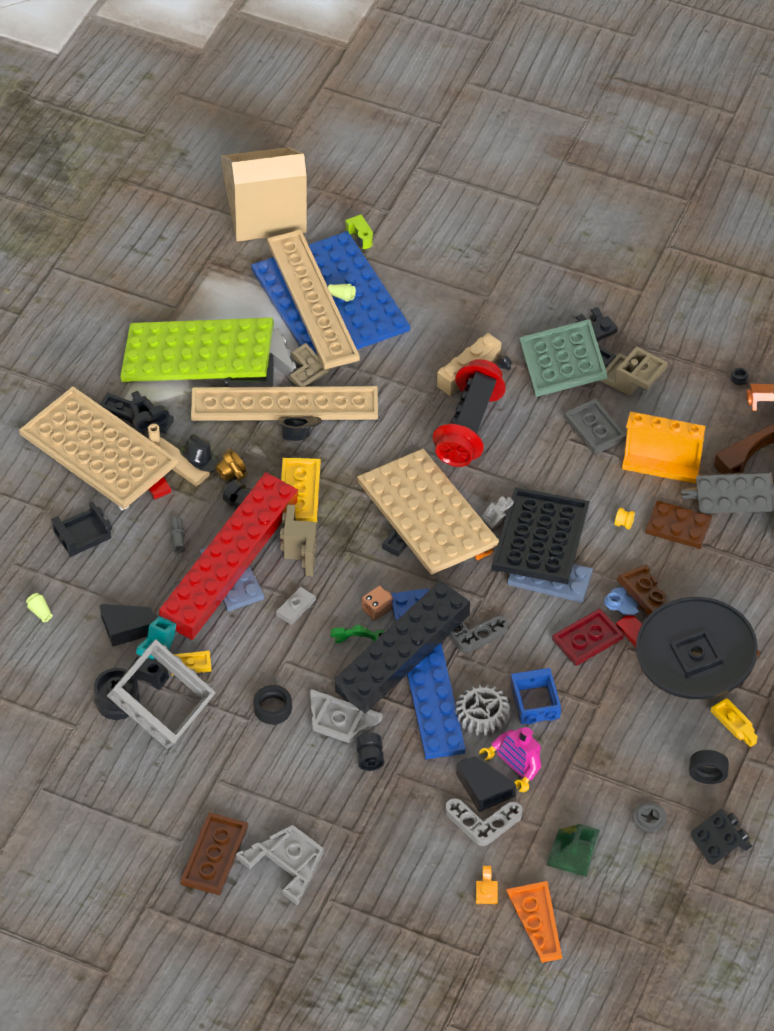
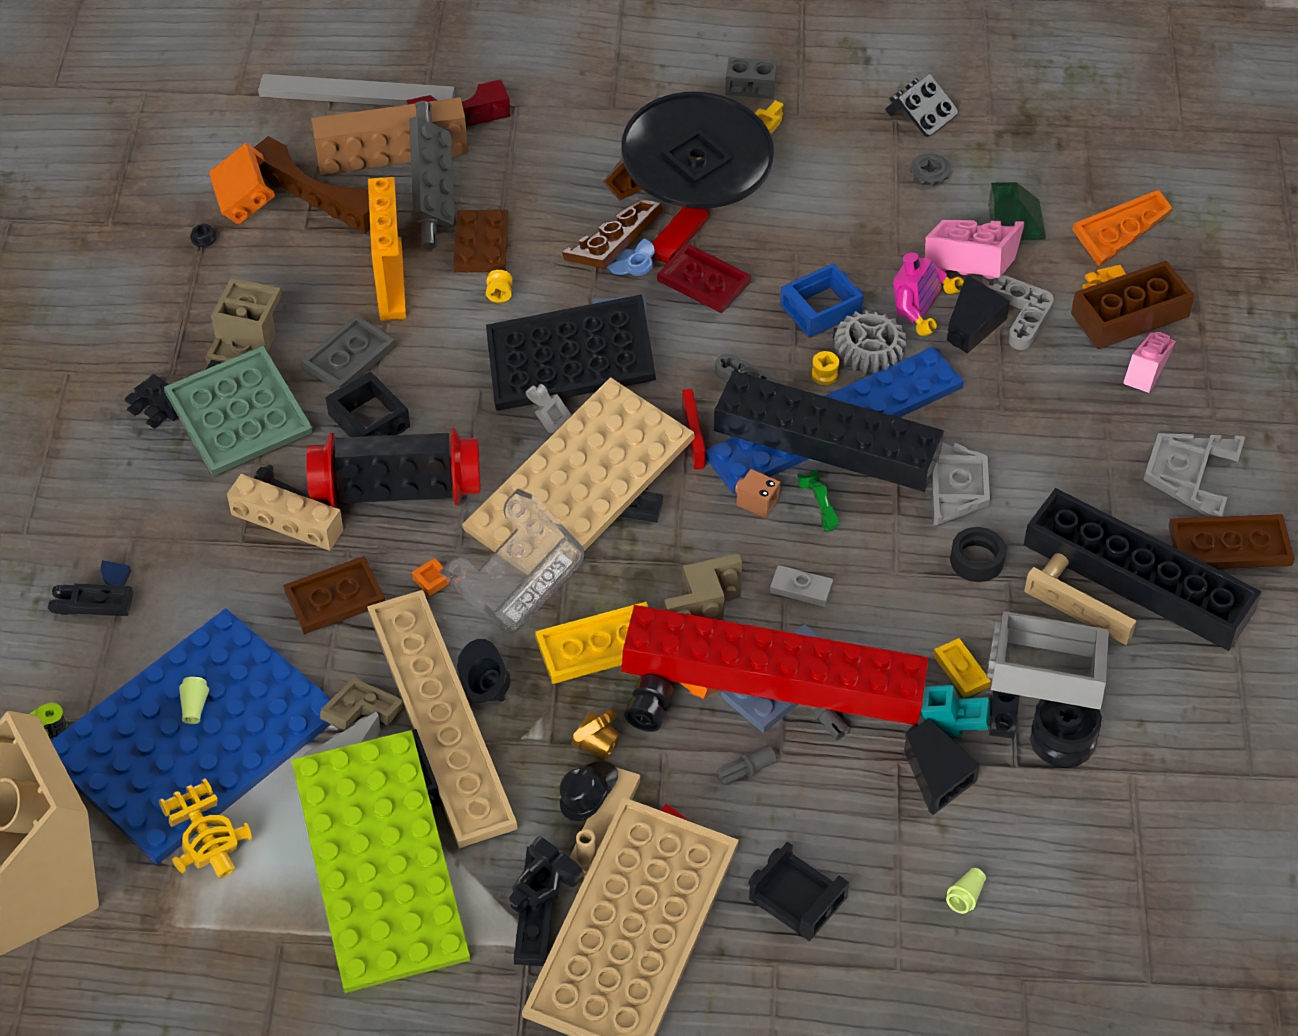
camera: 110 degrees left, 0 degrees up
(209, 740) = (1047, 588): none -> tan piece
(212, 784) = (1143, 569): none -> black brick
(247, 290) = (215, 850): none -> yellow piece
(313, 299) = (217, 735): tan plate -> none
(360, 454) = (522, 570): none -> clear windscreen
(370, 751) = (993, 430): black wheel -> none
(388, 423) = (429, 578): none -> orange plate
(395, 876) = (1149, 361): none -> bright pink slope
(396, 376) = (333, 594): none -> reddish brown plate
(444, 270) = (91, 599): none -> black hinge
(447, 881) = (1132, 304): none -> reddish brown brick
(460, 283) = (115, 573): none -> dark blue tile
(465, 588) = (692, 422): none -> red tile
(476, 677) = (825, 368): none -> yellow wheel
(547, 805) = (973, 247): none -> bright pink wedge
(554, 431) = (356, 394): none -> black window
(705, 774) = (843, 125): black tyre -> none

